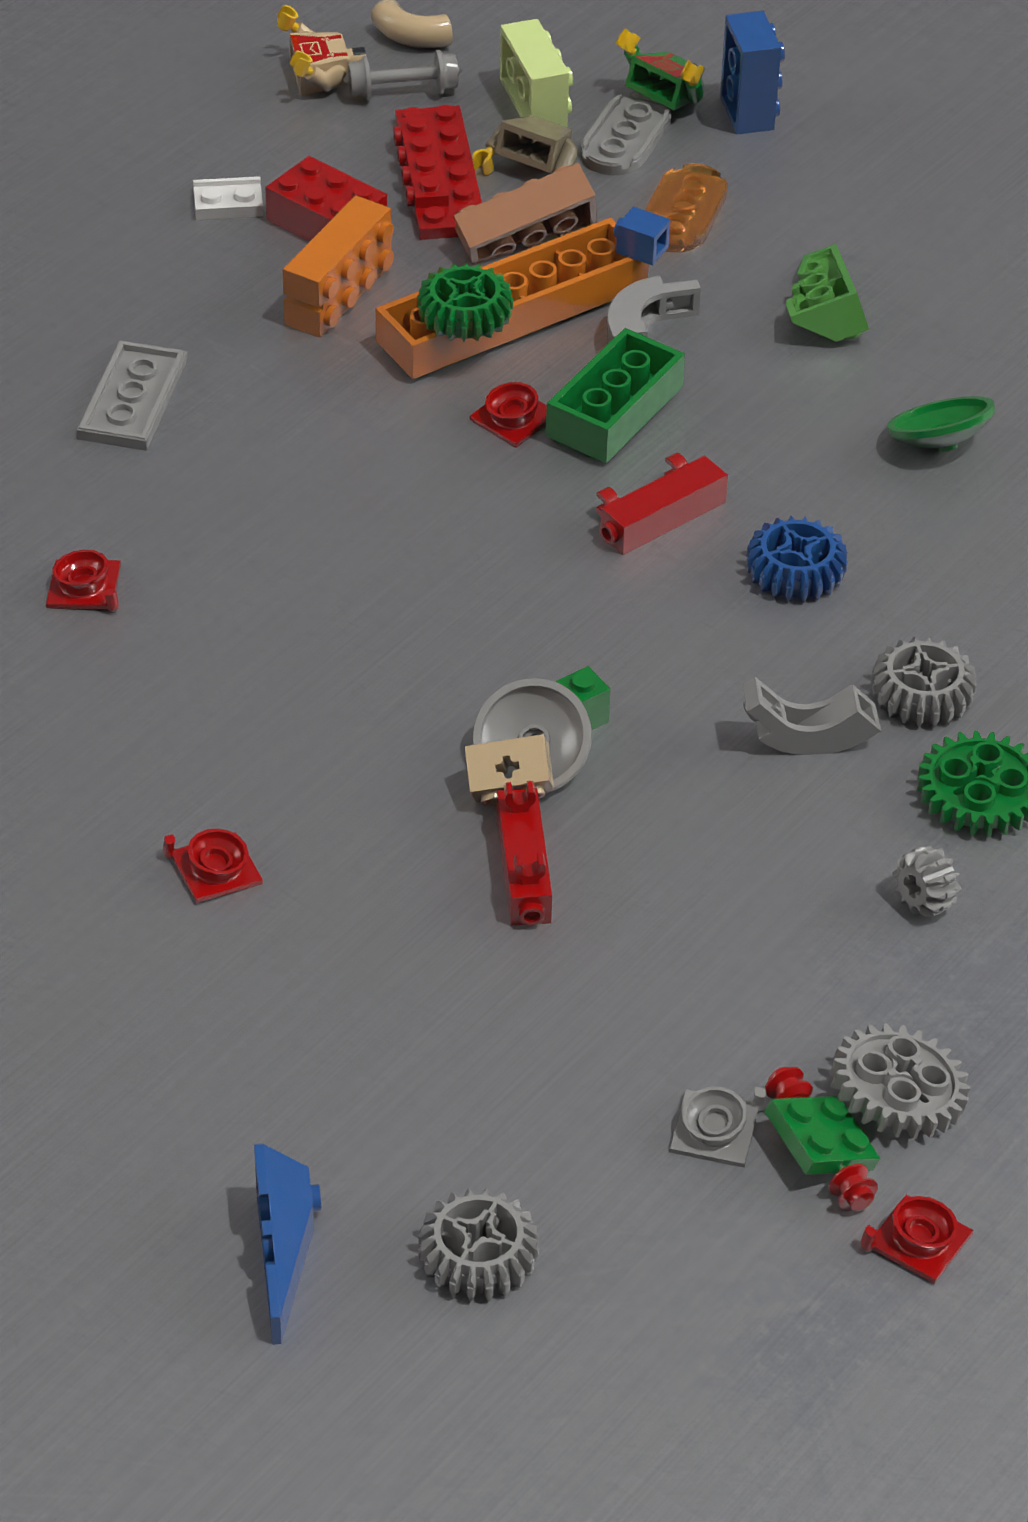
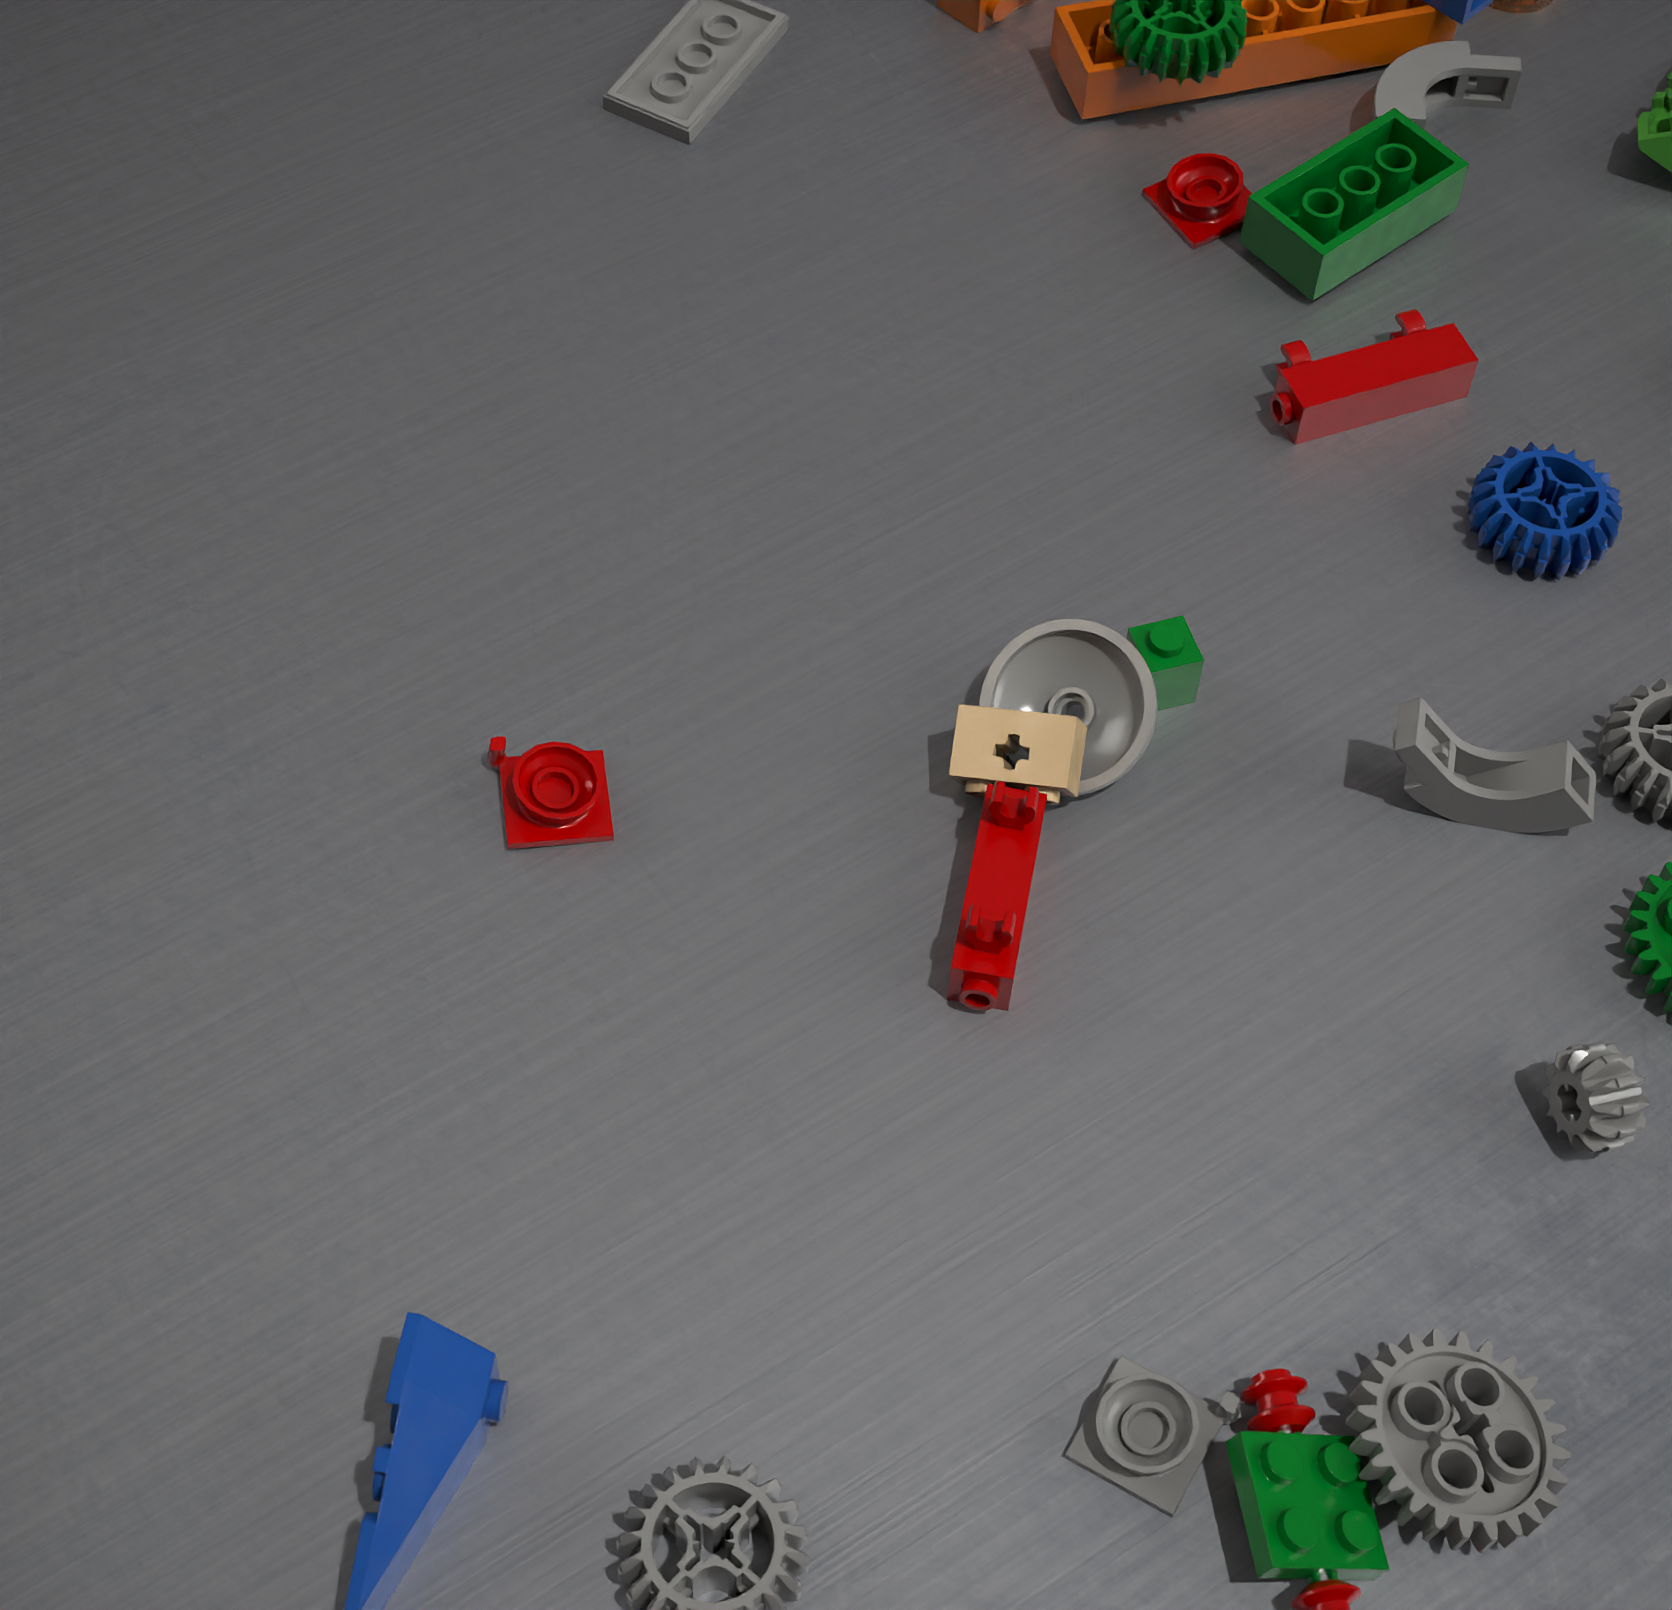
camera: 15 degrees right, 10 degrees up
(84, 582) = (532, 318): red hat -> none

